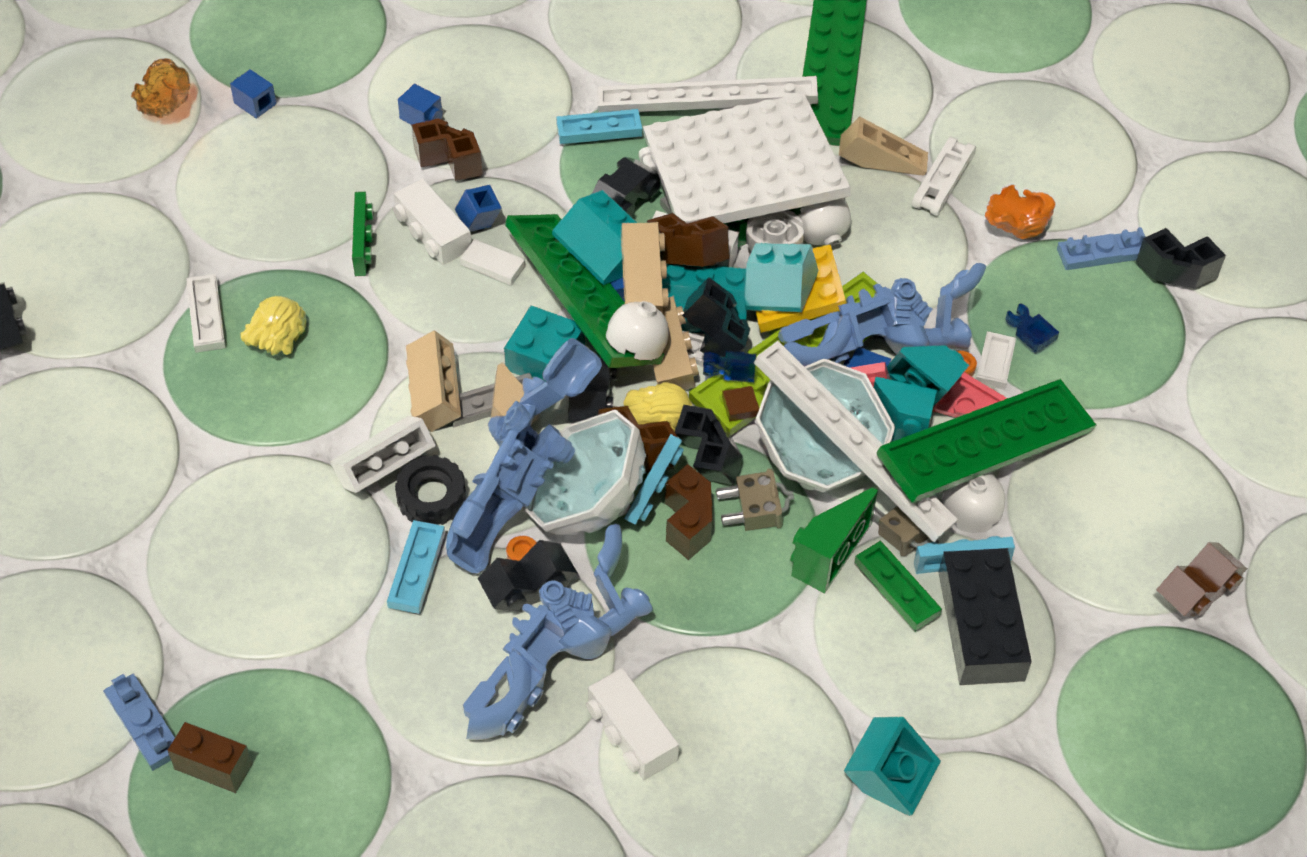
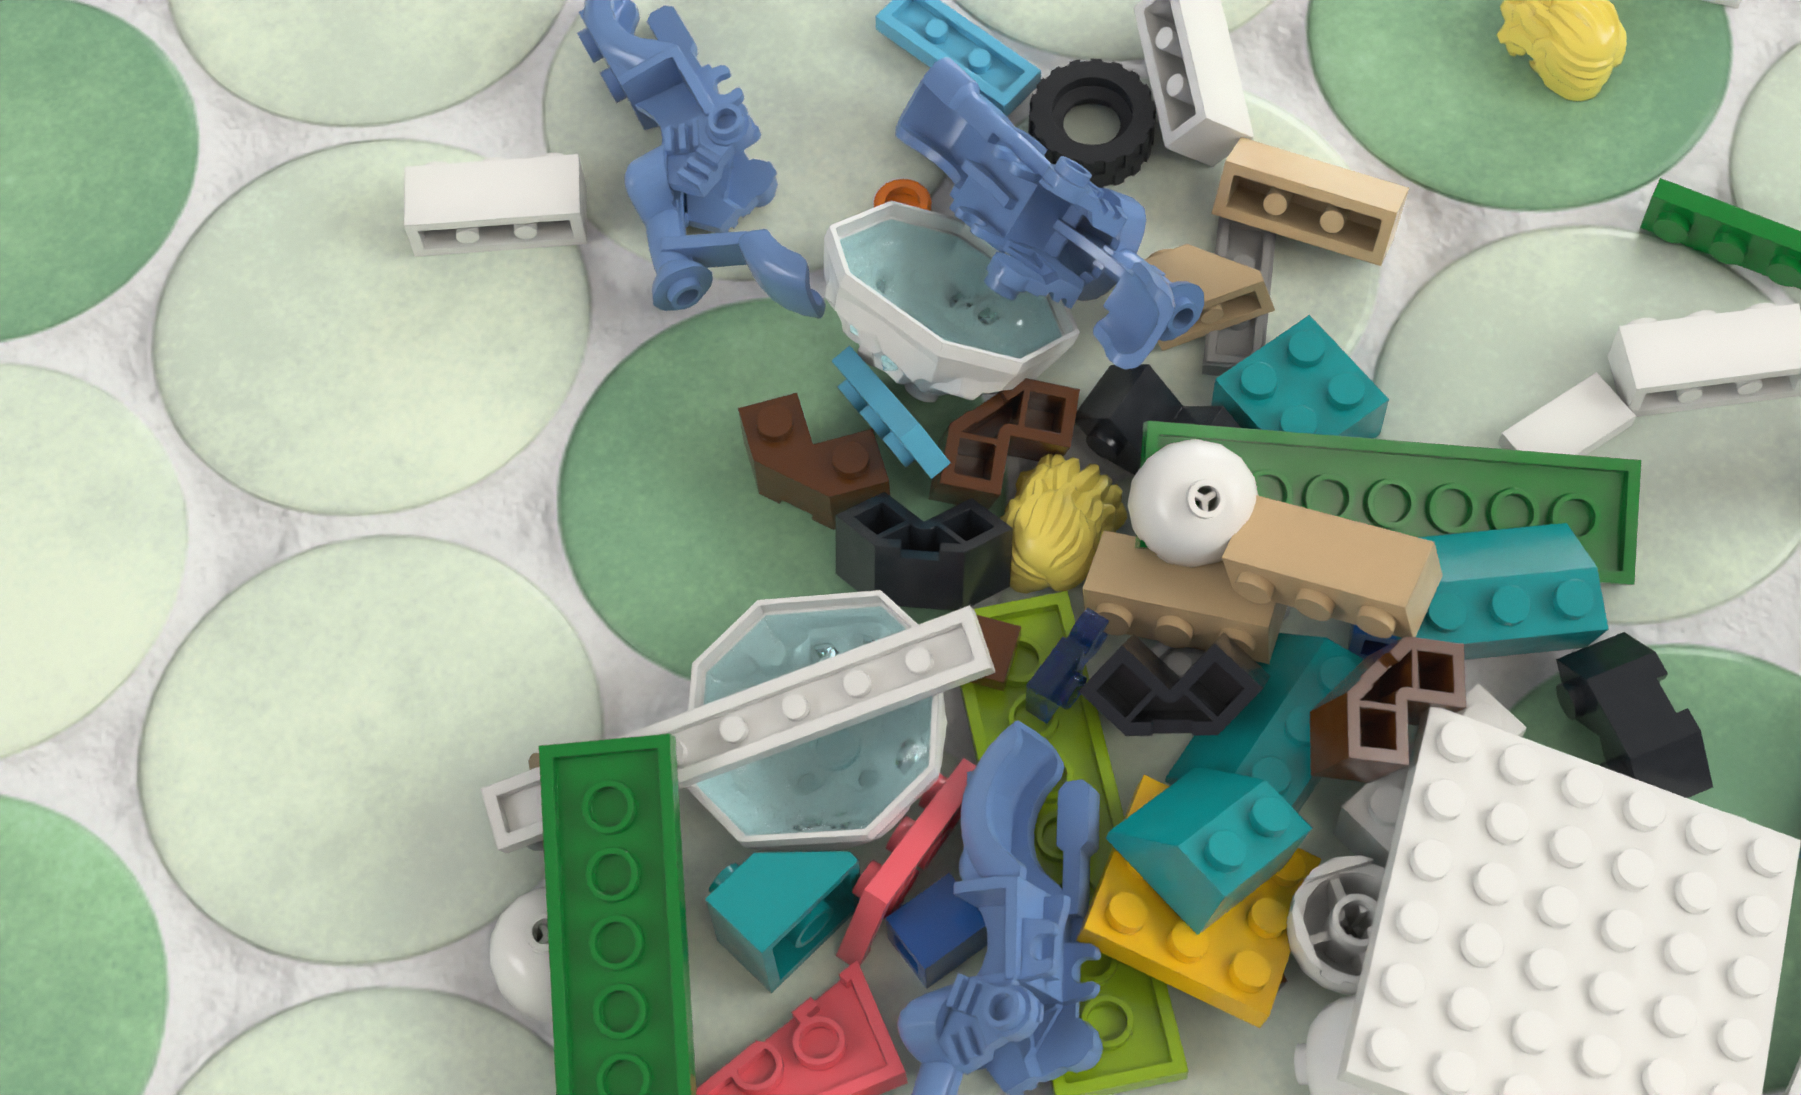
camera: 125 degrees right, 10 degrees up
(478, 208) = (1697, 434): blue brick -> none
(516, 583) = (835, 168): black brick -> none
(757, 501) = (769, 571): dark tan piece -> none
(831, 539) = (595, 608): green slope -> none
(893, 764) = (181, 516): teal slope -> none
(898, 585) = (474, 716): green plate -> none
(928, 367) = (824, 976): teal slope -> none
(929, 555) = (453, 863): medium azure plate -> none
(984, 616) = (321, 809): black brick -> none

